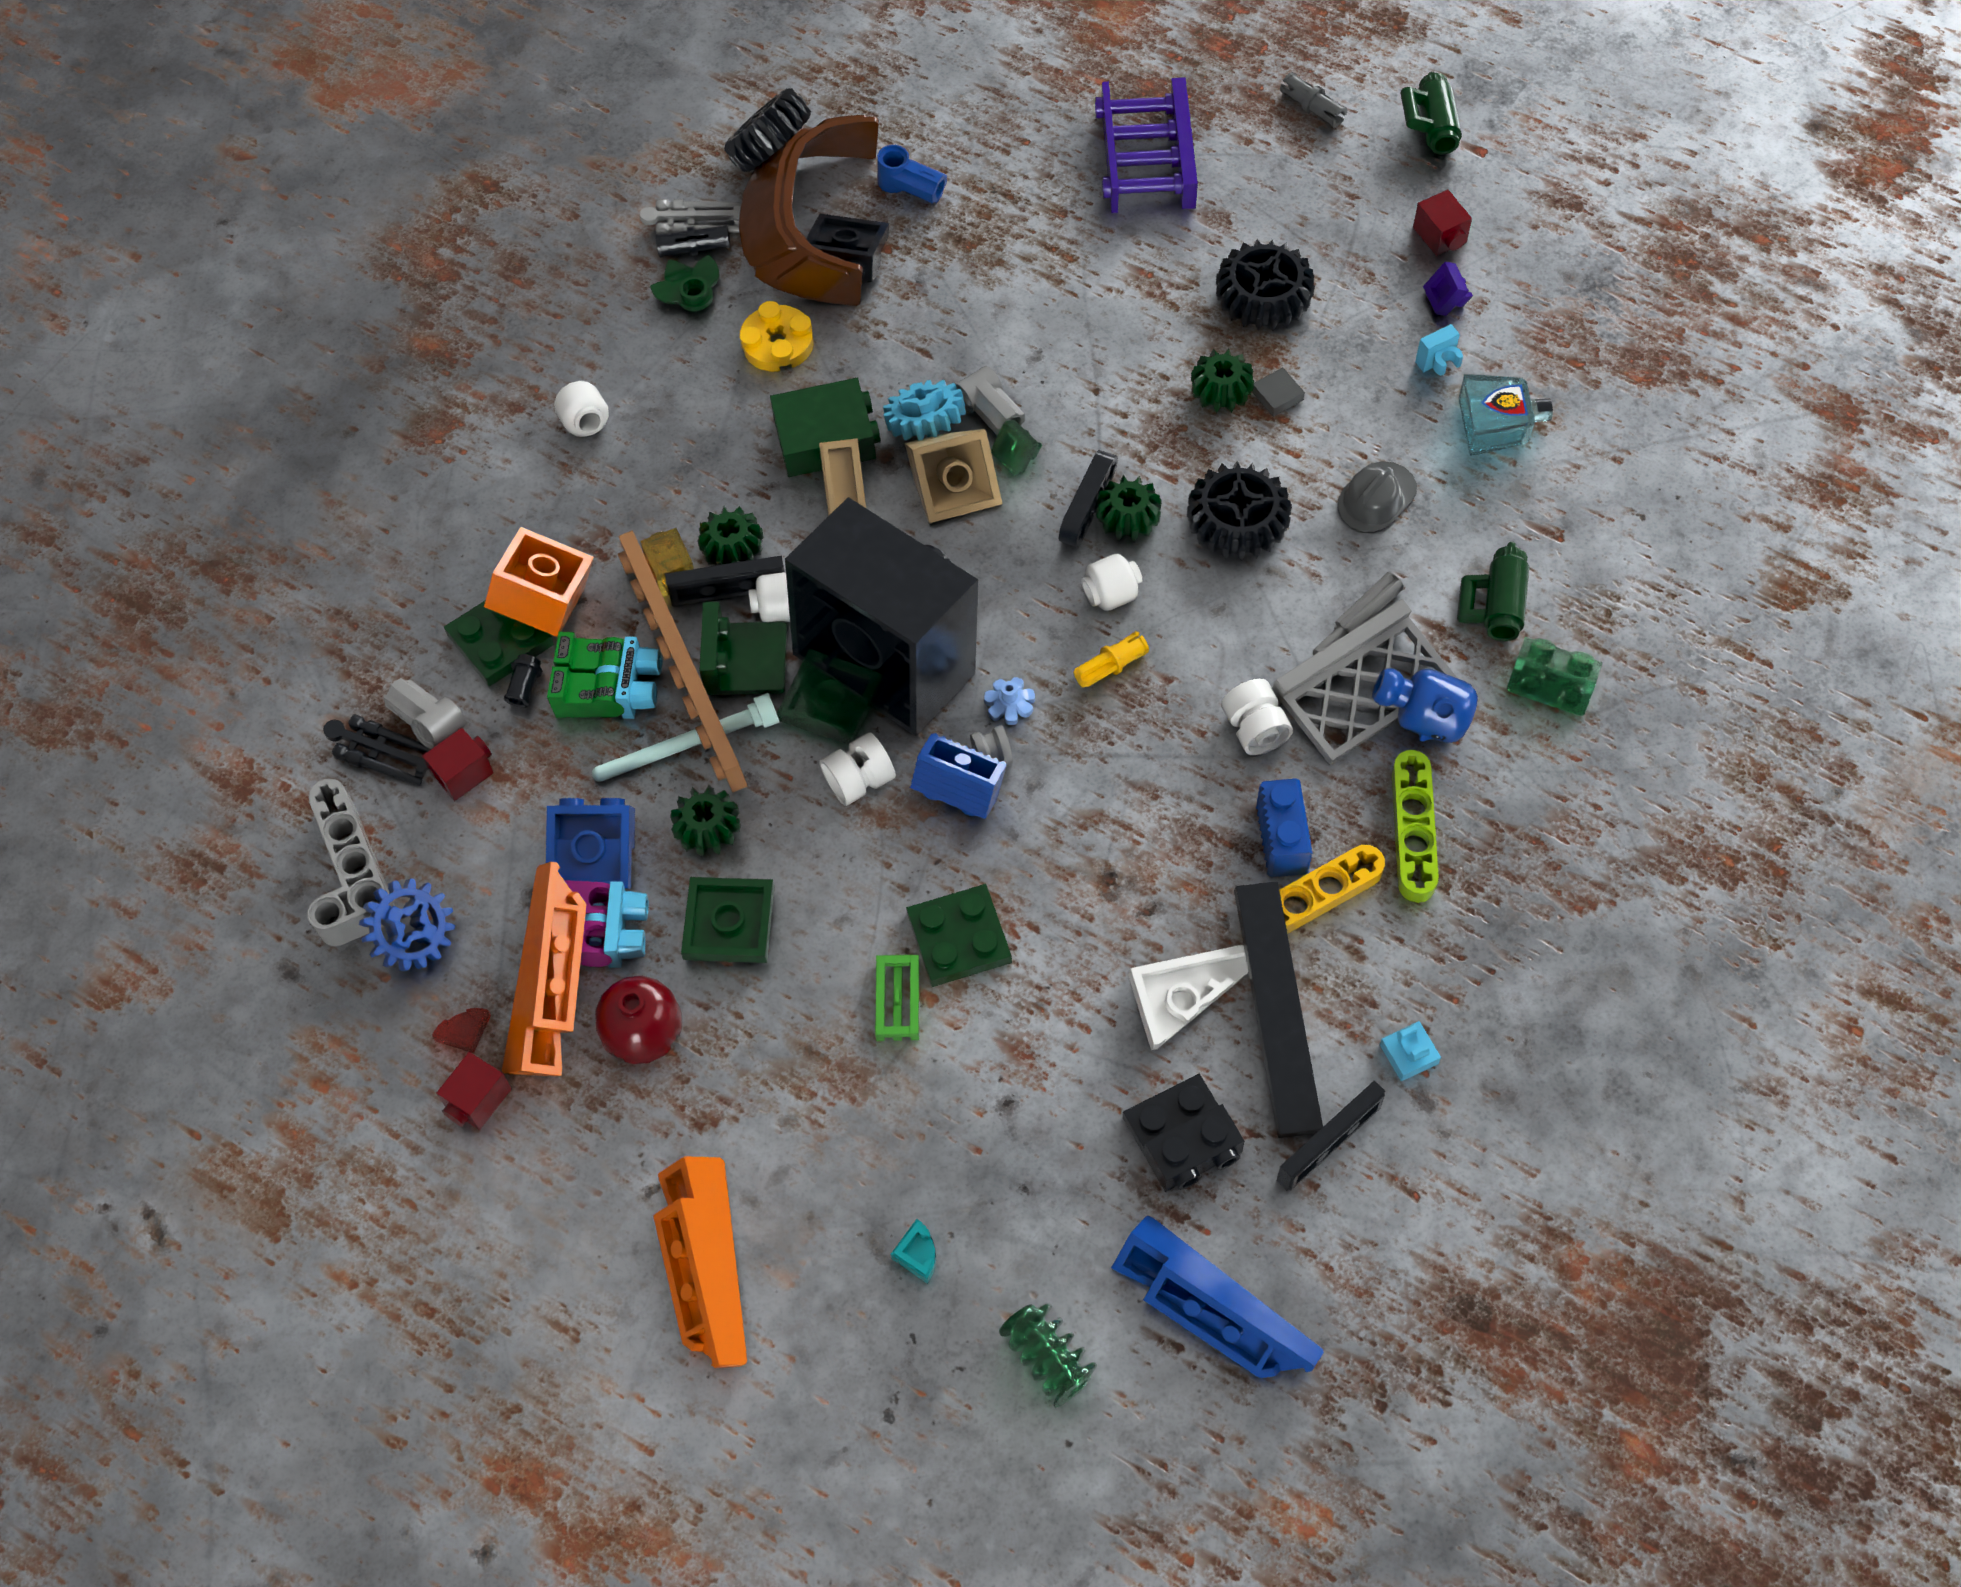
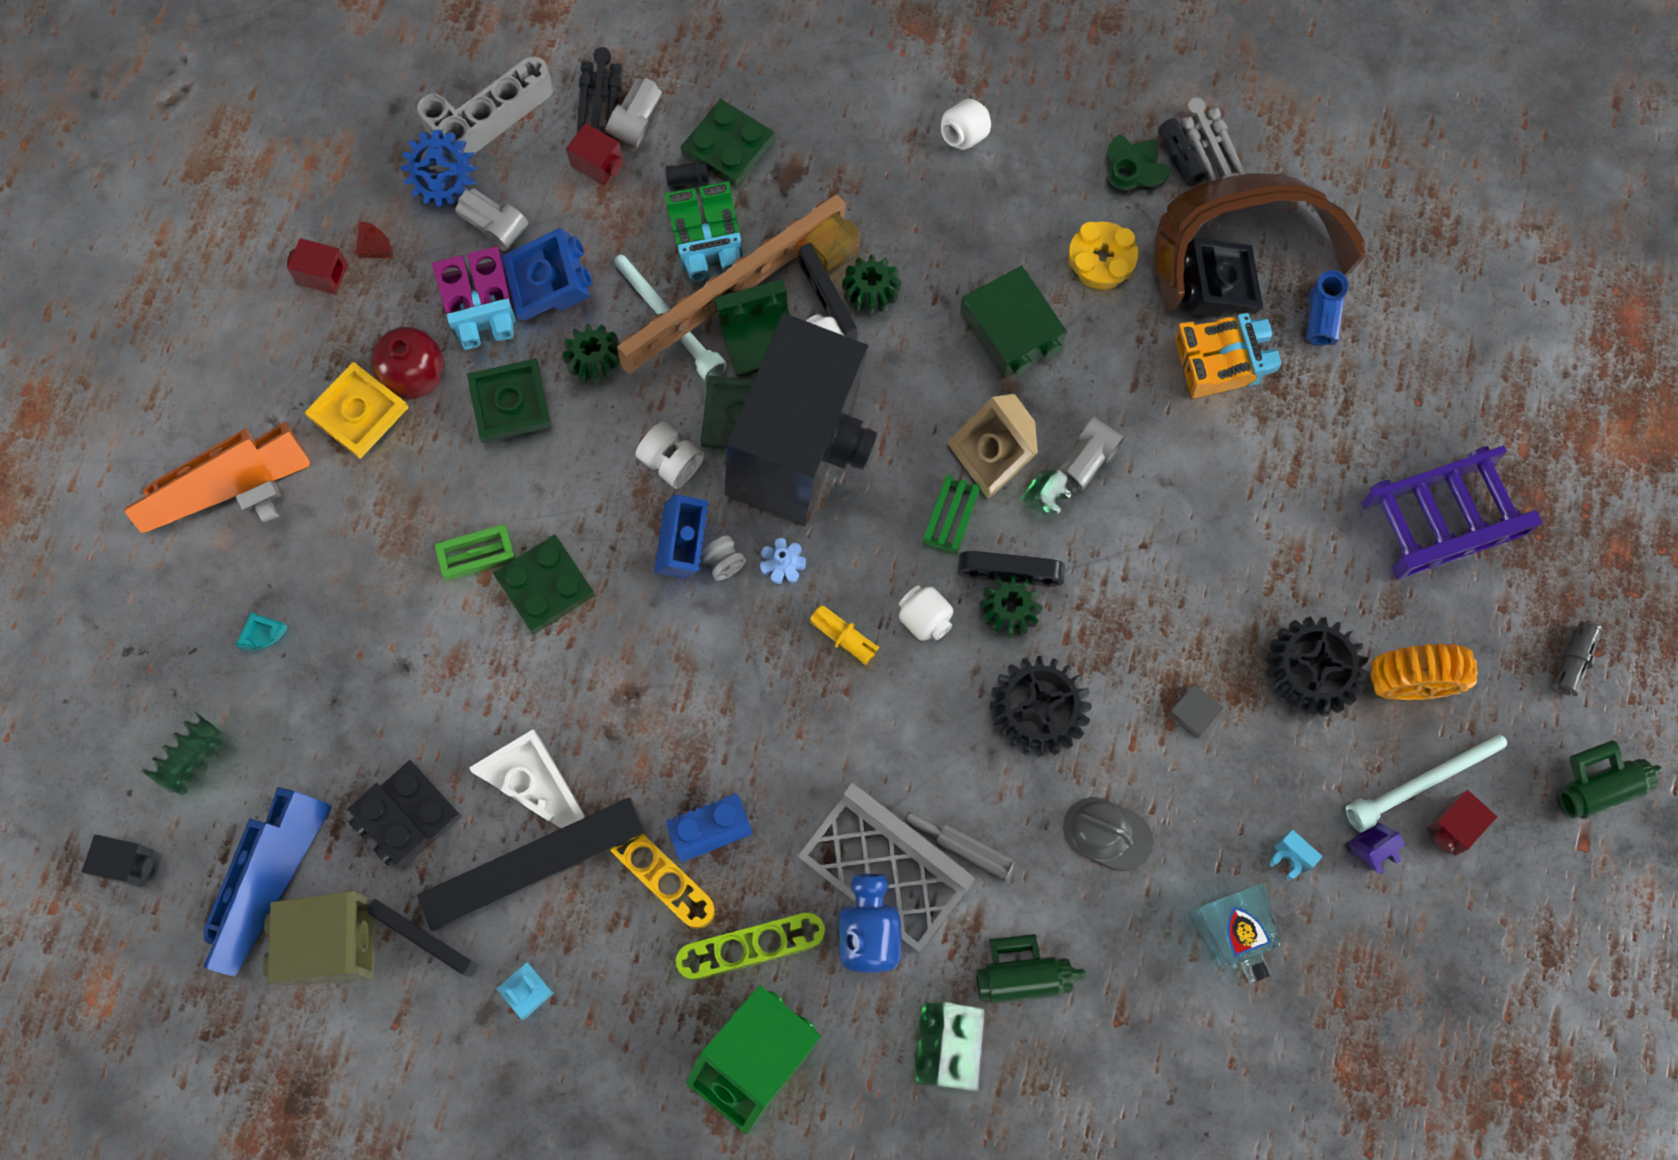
camera: 70 degrees right, 10 degrees up
(502, 881) = (498, 223): none -> light grey piece
(538, 581) = (769, 148): orange brick -> none
(546, 977) = (413, 281): orange wedge -> none
(678, 1085) = (356, 410): none -> yellow plate
(754, 1212) = (260, 499): none -> light grey tile
(767, 130) = (1319, 167): black gear -> none
(841, 472) = (958, 354): tan tile -> none
(924, 410) = (1056, 399): medium azure gear -> none
(930, 254) = (1225, 354): none -> hips
(1015, 533) = (960, 487): none -> green tile
(1156, 1456) = (118, 861): none -> black brick
(1222, 380) = (1200, 655): dark green gear -> none
(1255, 711) = (812, 779): white wheel -> none
(1300, 200) = (1424, 672): none -> light orange gear
(1311, 1237) = (320, 940): none -> olive slope
(1413, 290) = (1365, 813): none -> light aqua piece
(1536, 843) = (752, 1058): none -> green slope

